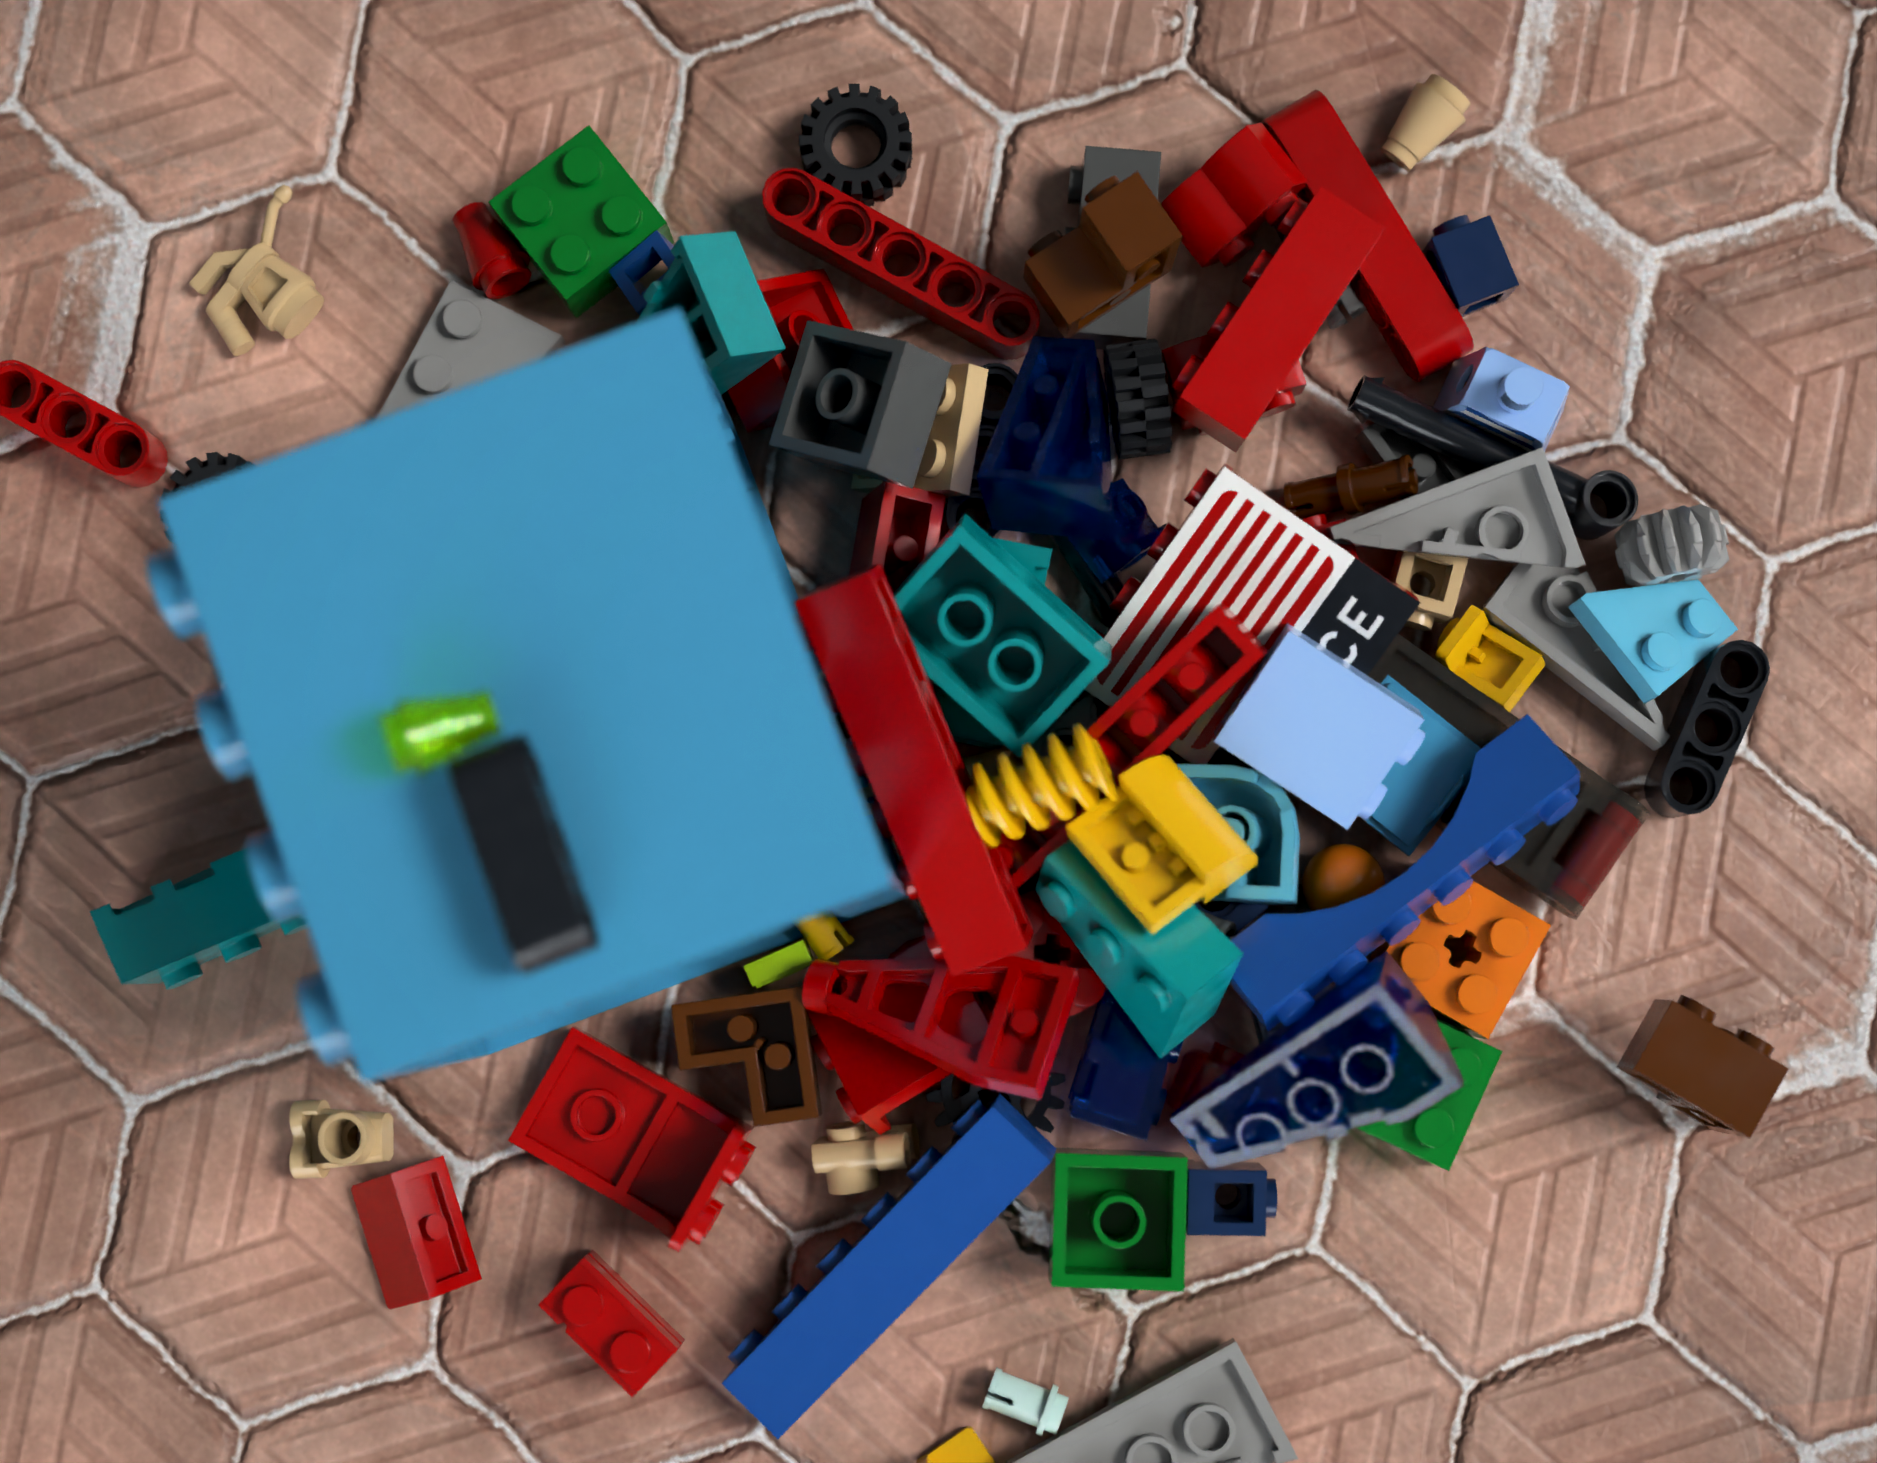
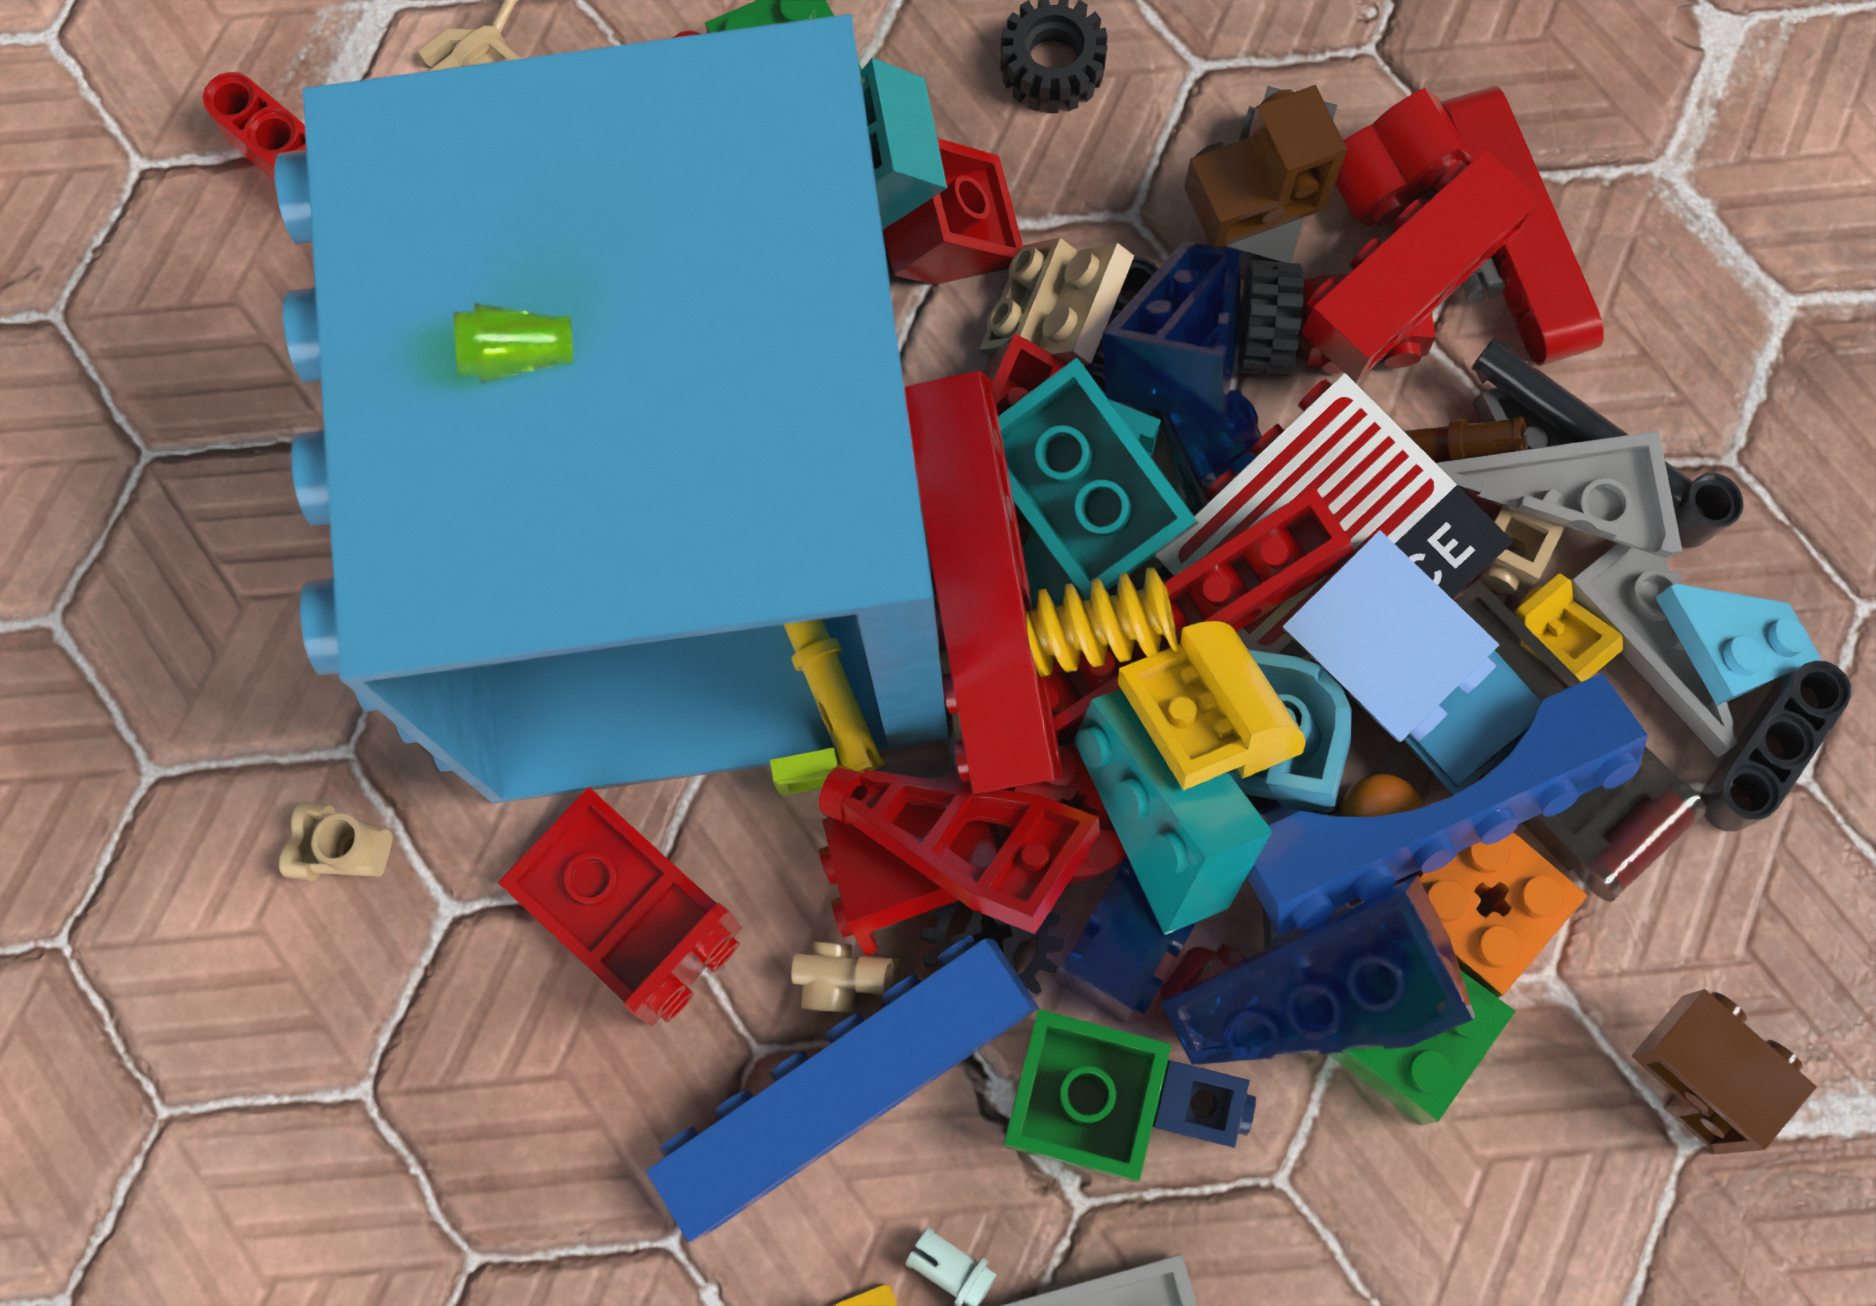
camera: 15 degrees right, 10 degrees down
(189, 925) = (239, 606): teal wedge -> none
(416, 1233) = (384, 955): red panel -> none
(523, 853) = (562, 479): black beam -> none
(612, 1323) = (552, 1087): red brick -> none
(767, 1033) = (770, 828): reddish brown brick -> none
(860, 403) = (1006, 254): dark grey brick -> none
(885, 238) = (1063, 136): red beam -> none
(1425, 121) = (1593, 134): tan cone -> none
(1471, 263) = (1616, 267): dark blue brick -> none
(1504, 398) = (1631, 385): light blue torso -> none
(1672, 546) = (1770, 559): light grey gear -> none

